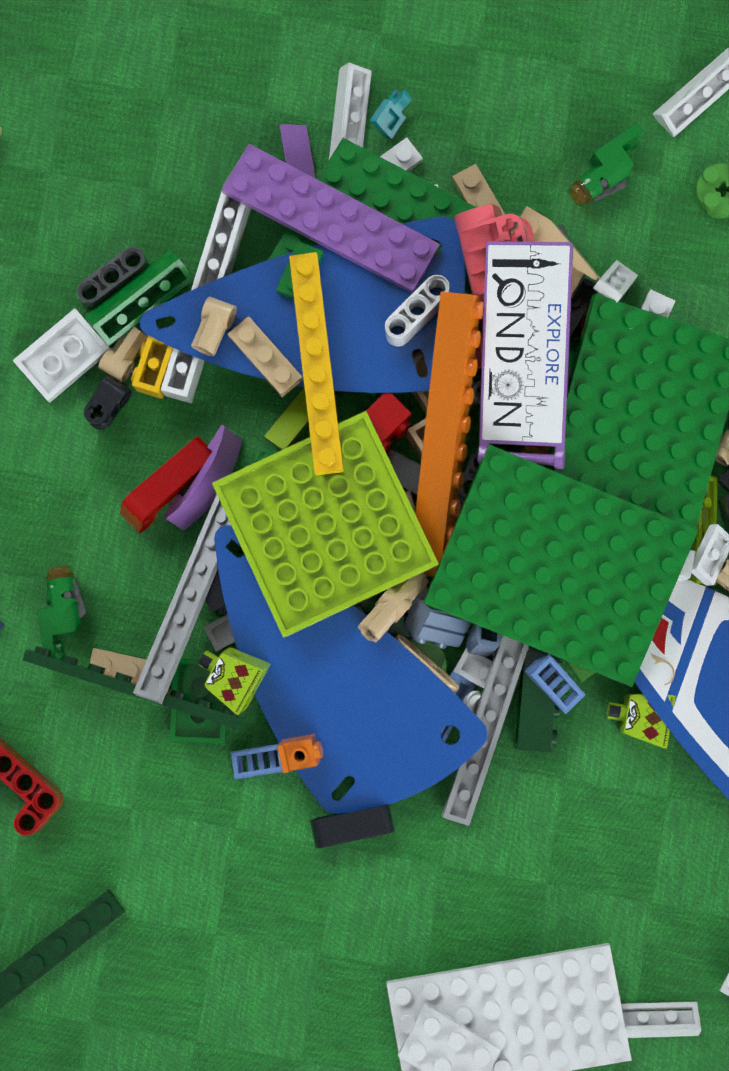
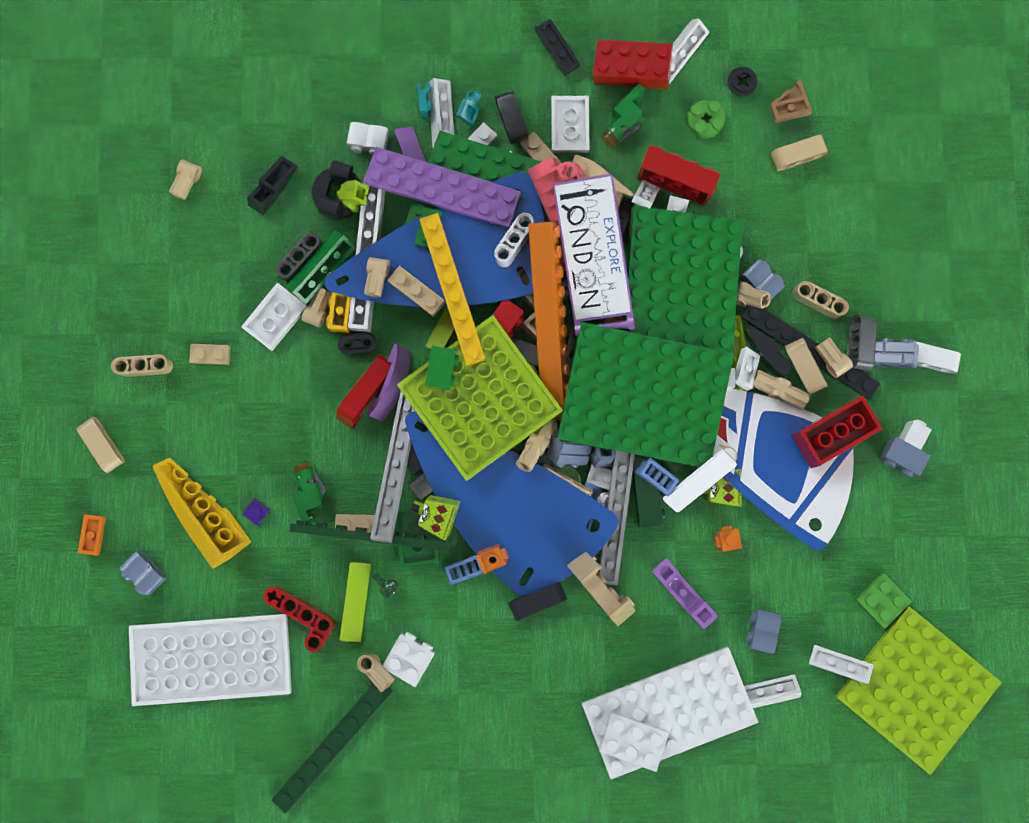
camera: 15 degrees left, 0 degrees up
(93, 171) = (271, 185): none -> black slope
(96, 776) = (355, 602): none -> lime slope
(107, 882) = (376, 673): none -> tan piece
(109, 400) = (312, 341): black piece -> none
(145, 766) = (387, 588): none -> clear green plate
(156, 871) = (409, 658): none -> white plate
(170, 414) = (358, 344): none -> black plate
(194, 174) = (338, 174): none -> black piece
(204, 205) = (353, 194): none -> lime piece
(239, 128) = (366, 137): none -> white brick
(279, 471) = (441, 368): none -> green brick
(329, 97) = (424, 103): none -> teal plate
(429, 799) = (615, 606): none -> tan wedge
(447, 138) = (511, 117): none -> black beam
(528, 162) = (570, 124): none -> white plate
(531, 51) = (557, 47): none -> black plate
(561, 856) = (684, 593): none -> medium lavender slope
(615, 701) = (700, 480): none -> white slope
(633, 93) = (633, 63): none -> red brick
(638, 791) = (727, 539): none -> orange brick
(664, 932) = (763, 631): none -> sand blue brick
(667, 263) = (678, 175): none -> red brick

